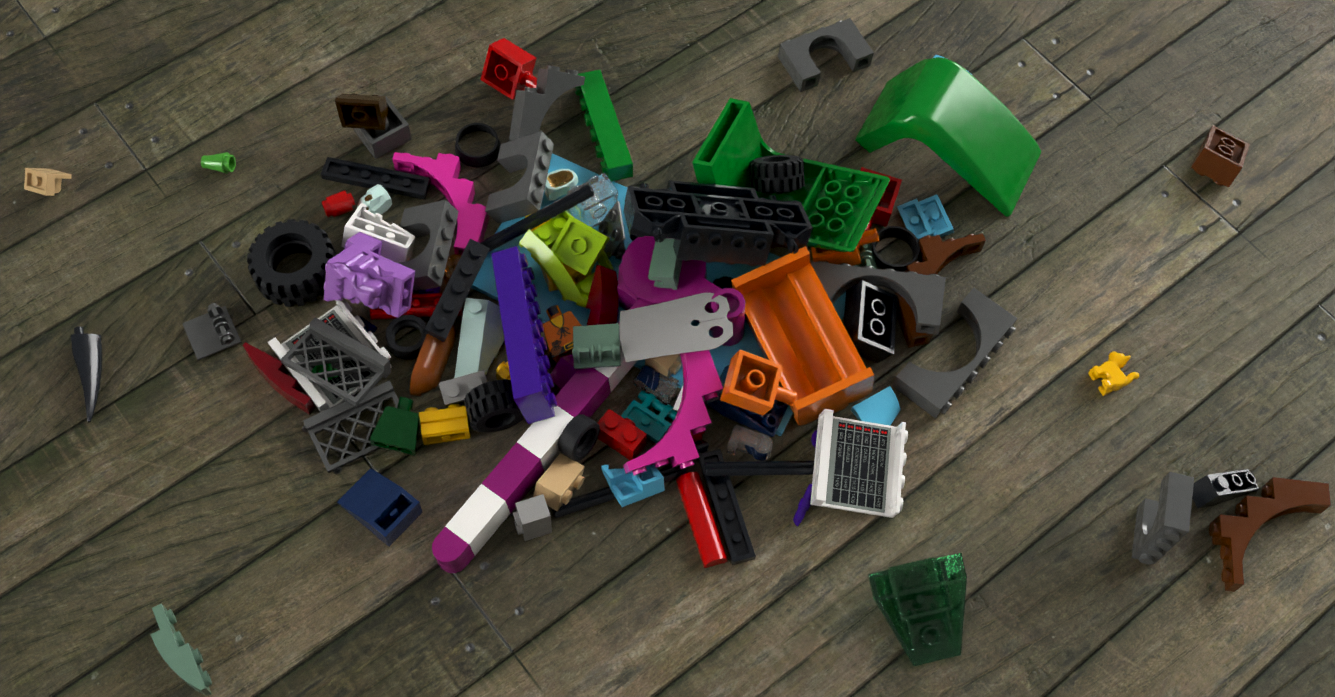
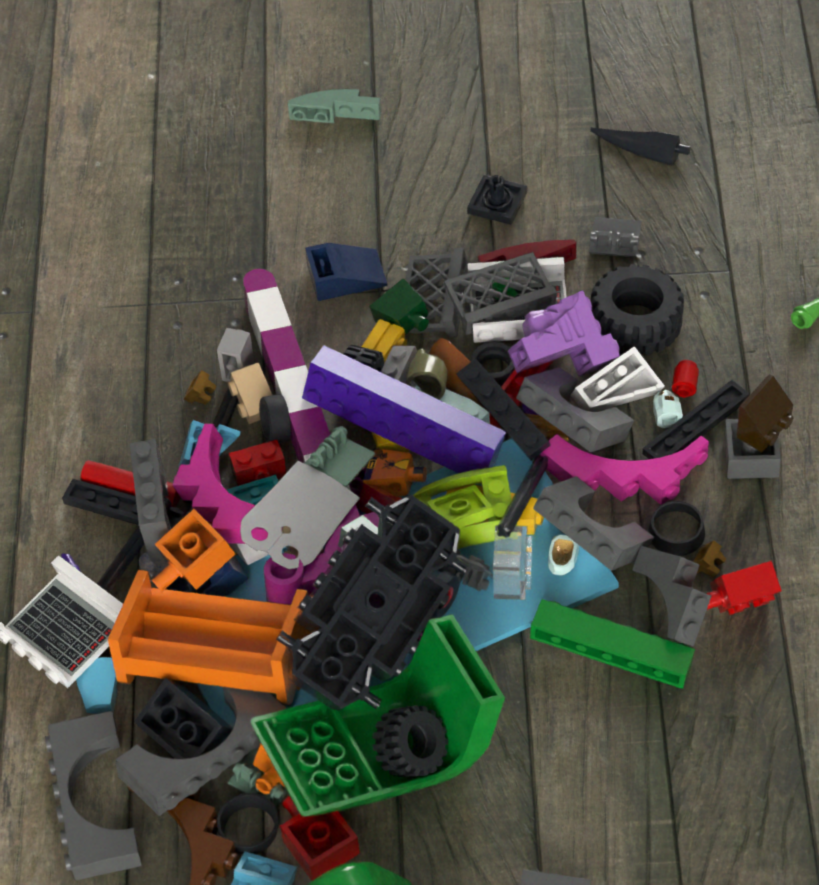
camera: 135 degrees right, 10 degrees down
(221, 442) = (497, 199): none -> black plate
(461, 356) = (428, 373): none -> olive piece
(492, 112) = (707, 556): none -> pearl gold tile
(578, 535) = (197, 389): none -> pearl gold tile
(742, 437) = (150, 490): none -> dark grey arch

